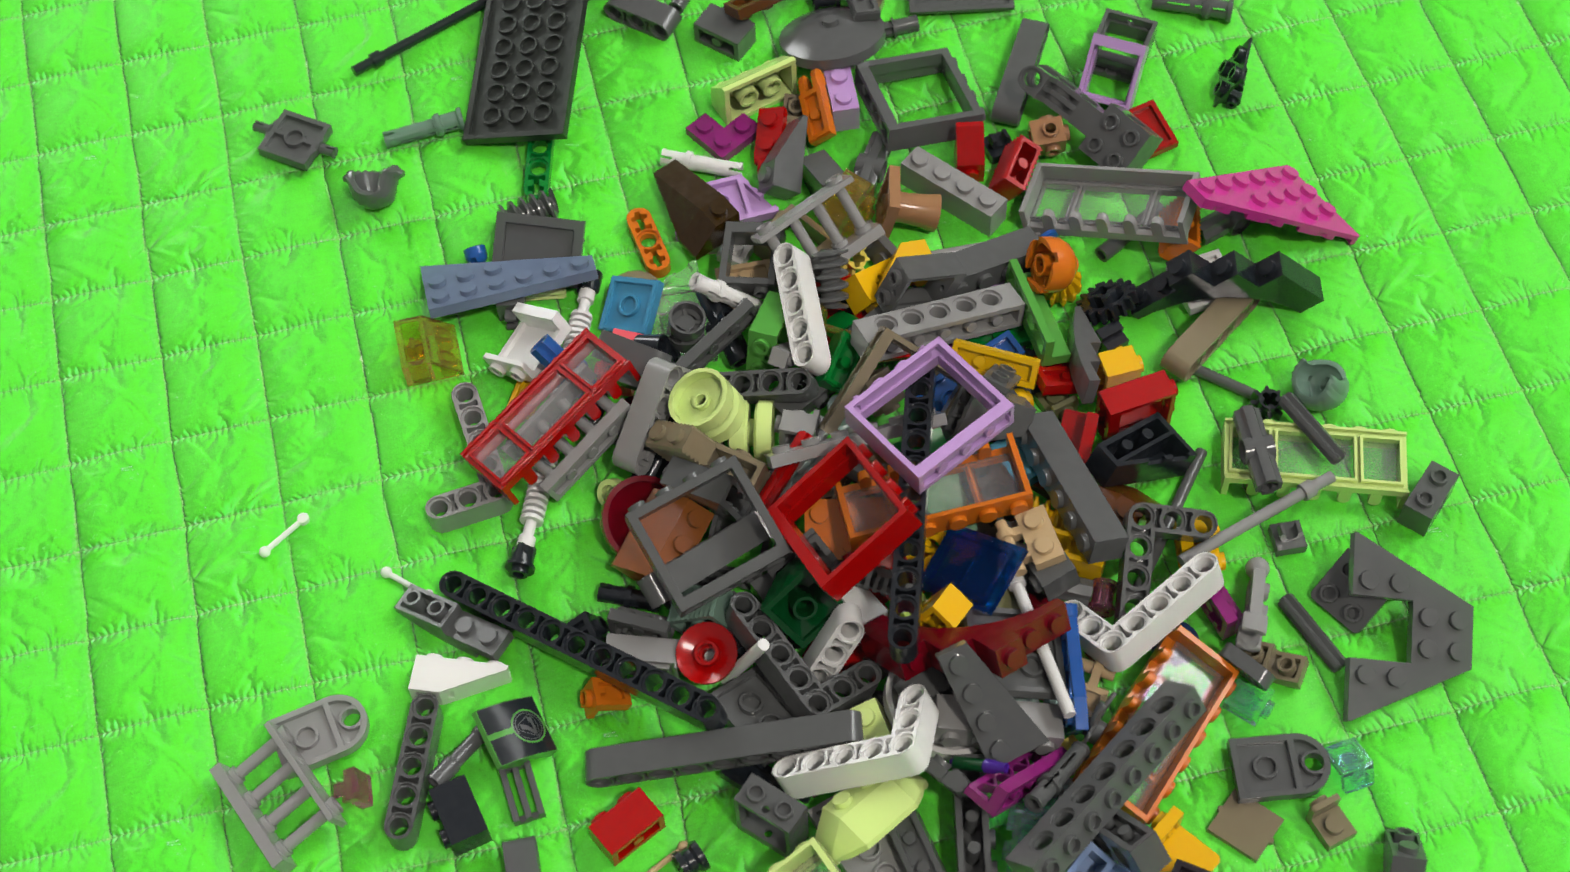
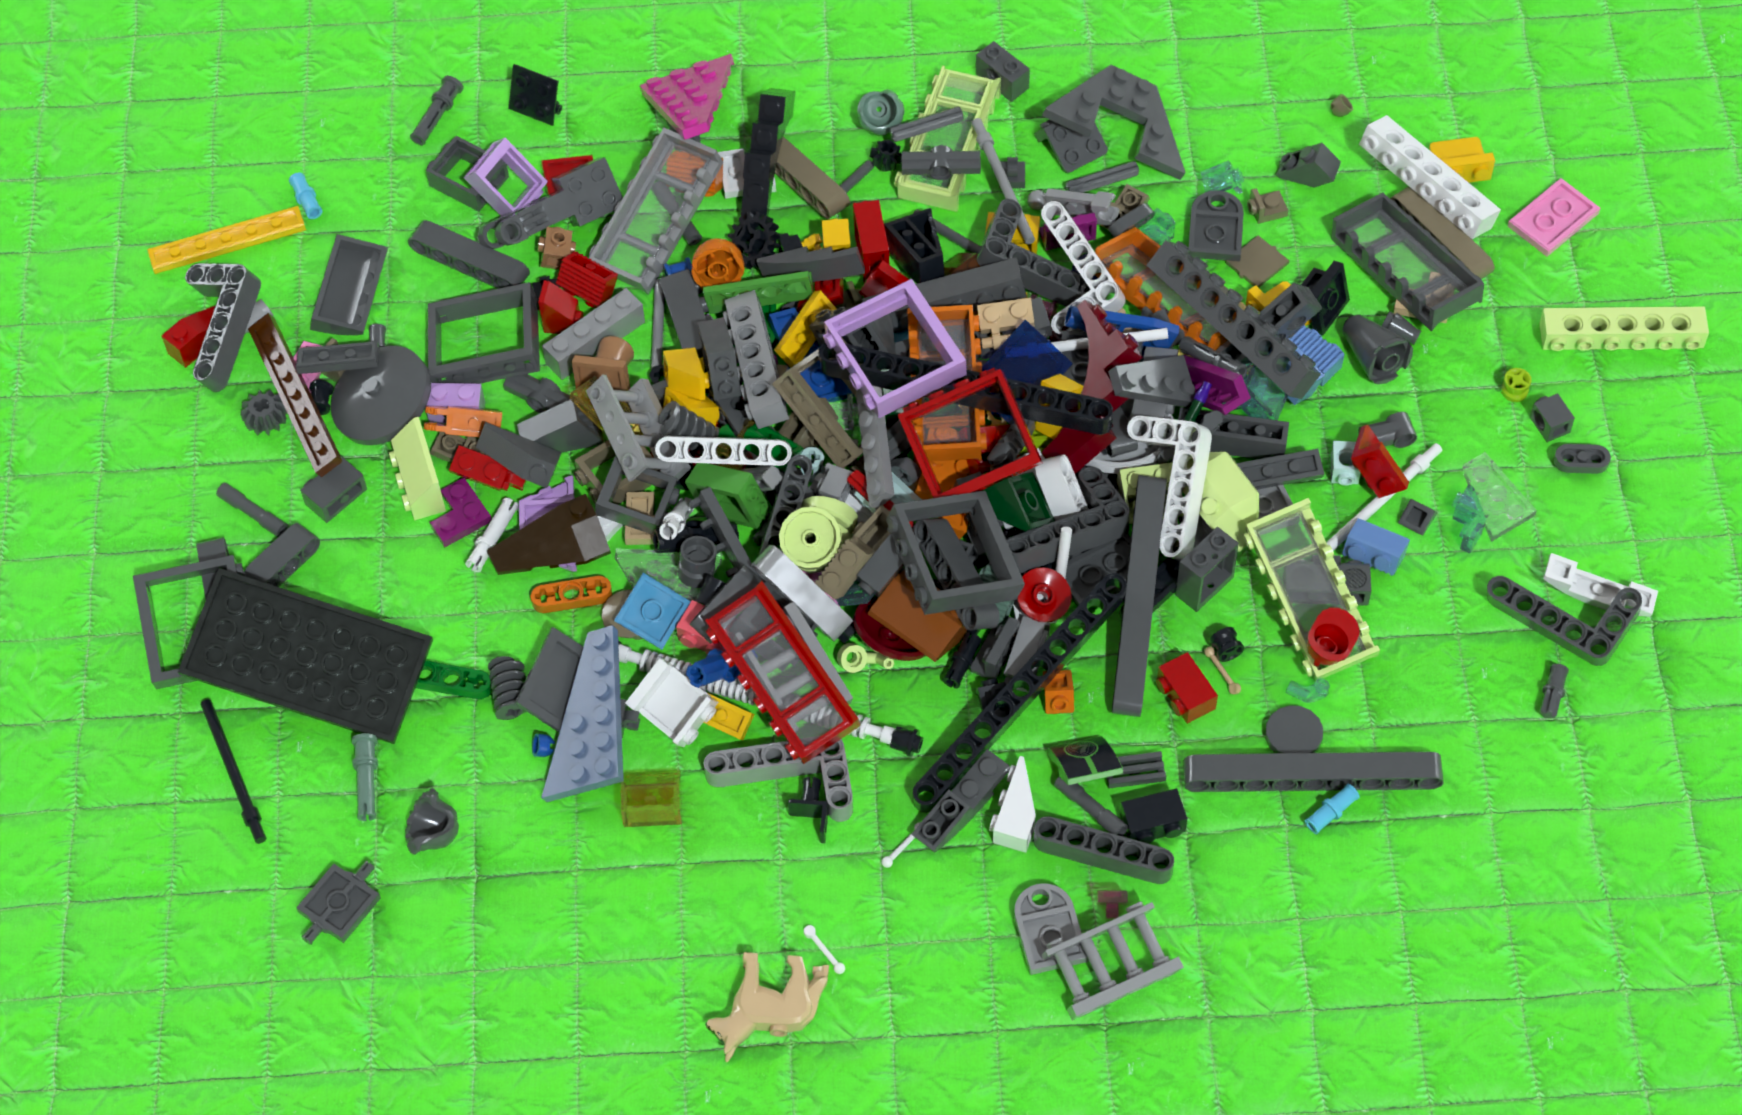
camera: 80 degrees left, 0 degrees up
(210, 495) = (767, 1009): none -> tan animal
(435, 487) = (810, 805): none -> black bracket

